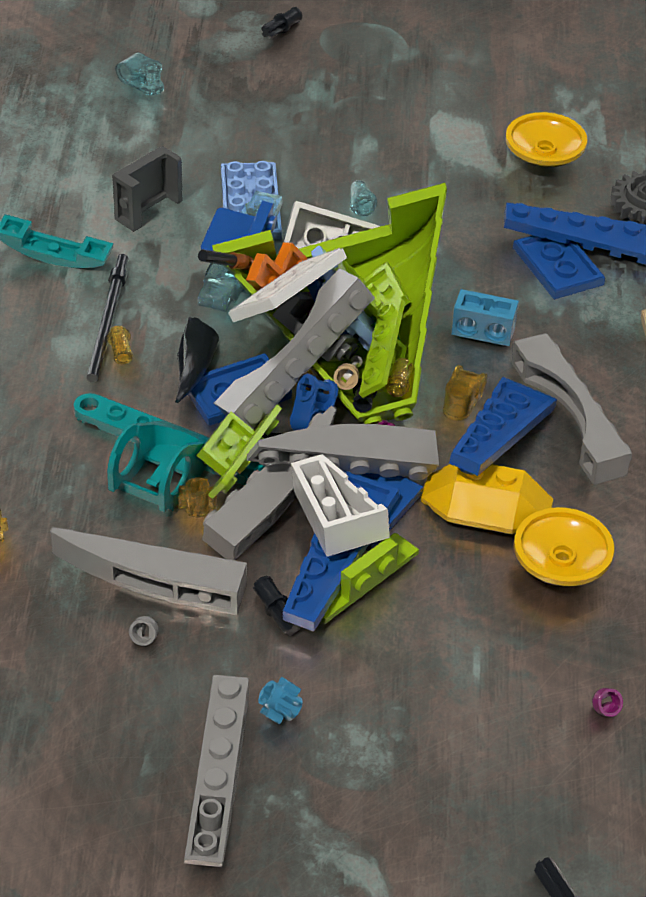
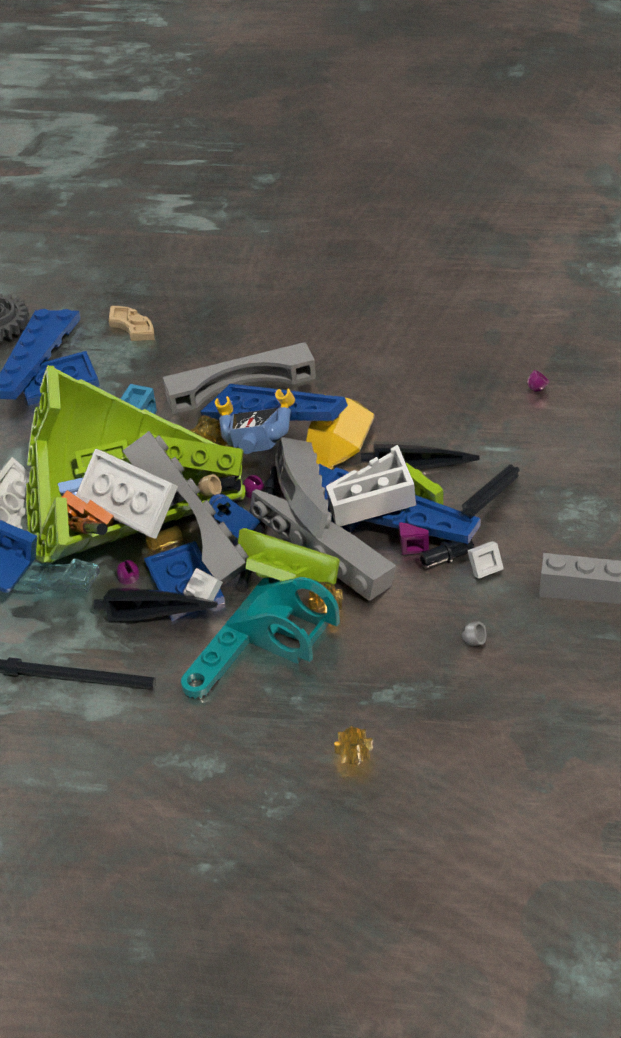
camera: 80 degrees left, 0 degrees up
(119, 339) = (115, 659): clear yellow pin -> none
(156, 570) = (409, 626): light grey slope -> none
(205, 389) = (203, 585): none -> white tile
(247, 345) = (122, 574): none -> magenta hinge
(260, 638) = (485, 559): none -> white tile
(280, 700) = (555, 539): dark azure gear -> none
(291, 564) = (412, 539): none -> magenta slope
(371, 638) = (490, 491): none -> black axle
(443, 566) = (421, 456): none -> black piece
(447, 404) = (255, 429): none -> medium blue torso
(564, 546) = (398, 384): yellow dish -> none

